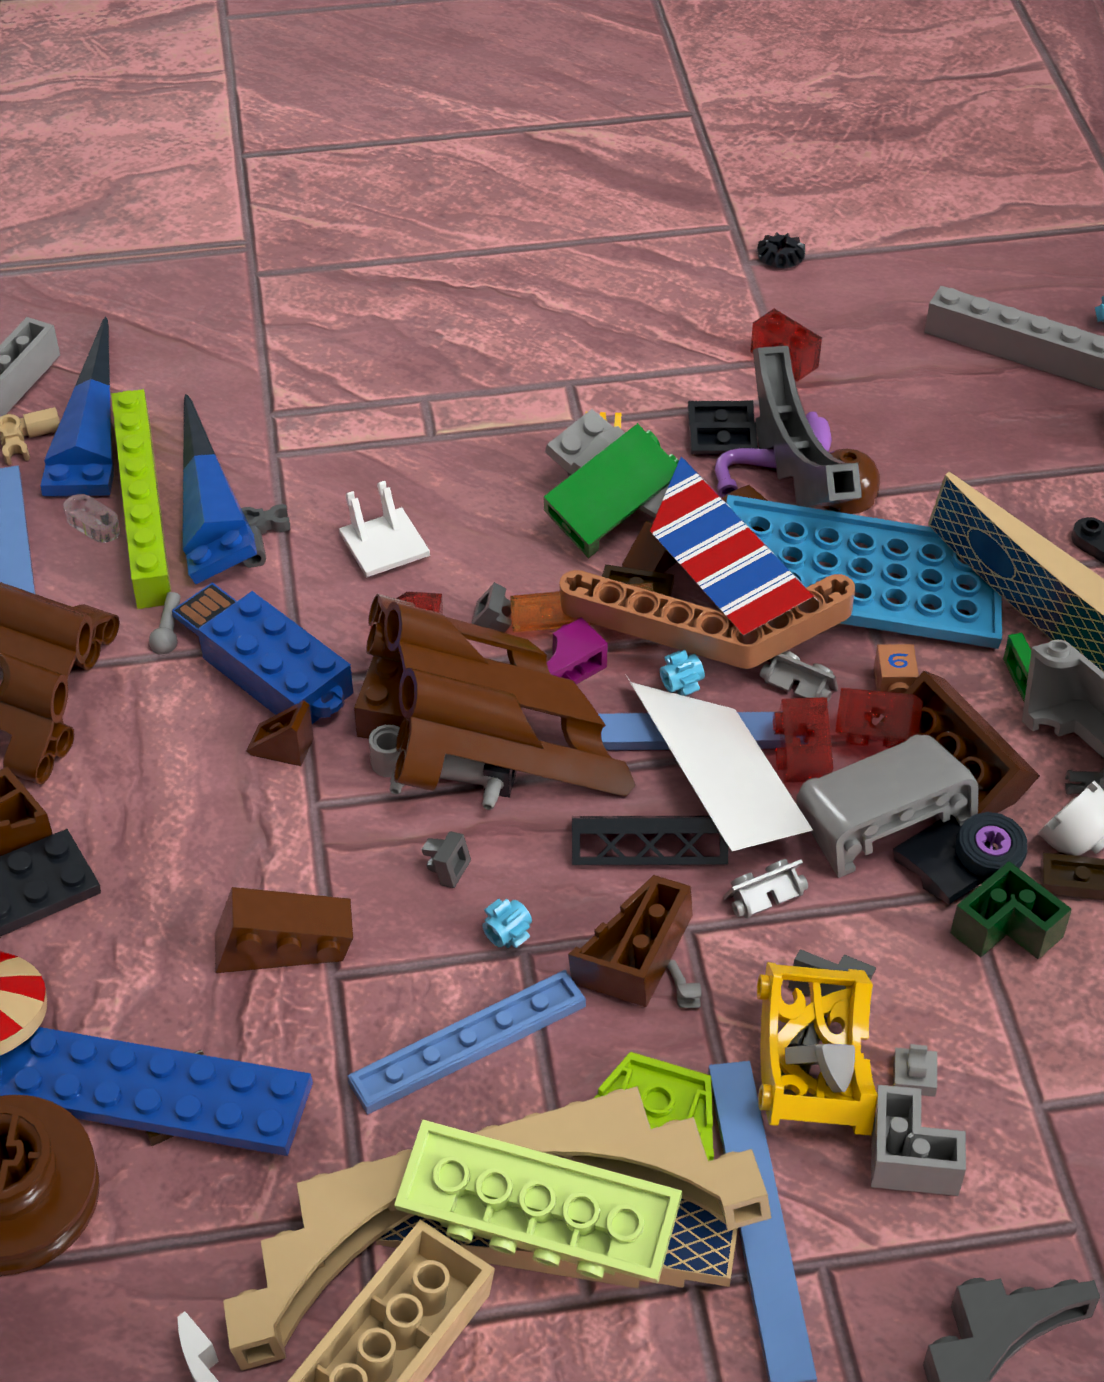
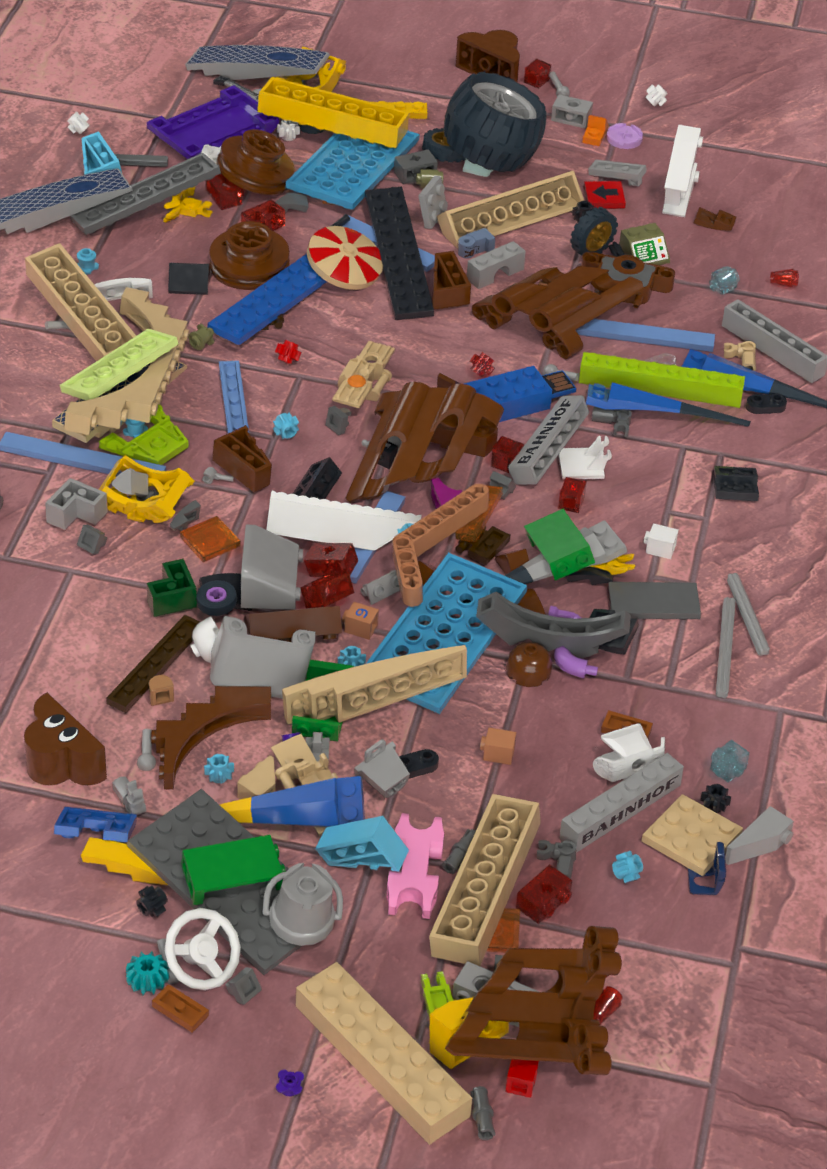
camera: 110 degrees right, 5 degrees down
(107, 1276) = (188, 278): none -> black slope
(131, 378) = (766, 403): none -> black plate
(203, 713) = (482, 364): none -> clear red gear
(281, 930) = (326, 353): reddish brown wedge -> none
(296, 997) = (288, 352): none -> red gear
(310, 1160) = (201, 337): none -> olive brick
(314, 858) = (358, 375): none -> tan piece
(336, 381) = (736, 483): none -> black slope
(356, 576) = (548, 440): none -> light grey brick
(469, 526) = (572, 495): none -> clear red brick
(515, 414) = (661, 541): none -> white brick
(599, 315) = (748, 614): none -> light grey axle
(628, 388) = (655, 599): none -> dark grey tile
(675, 321) = (725, 647): none -> light grey axle
(724, 553) = (472, 554): sticker -> none
(751, 892) = (251, 515): hinge -> none
(780, 330) = (669, 681): clear red brick -> none
(791, 255) = (782, 734): black gear -> none
(839, 927) = (210, 538): none -> clear orange tile
(886, 266) = (729, 761): none -> clear light blue brick
(889, 368) = (616, 721): none -> dark orange plate
(915, 1069) = (117, 533): light grey tile -> none
(939, 339) = (630, 753): none -> white piece
(948, 269) = (716, 798): none -> black gear
(966, 1093) = (91, 539): none -> dark grey tile
(981, 227) = (761, 837): none -> light grey slope
(981, 657) = (352, 656): none -> medium azure gear
(1015, 277) = (690, 834): none -> tan plate
(1017, 465) = (498, 746): none -> nougat brick
(1069, 231) = (718, 870): none -> dark blue piece

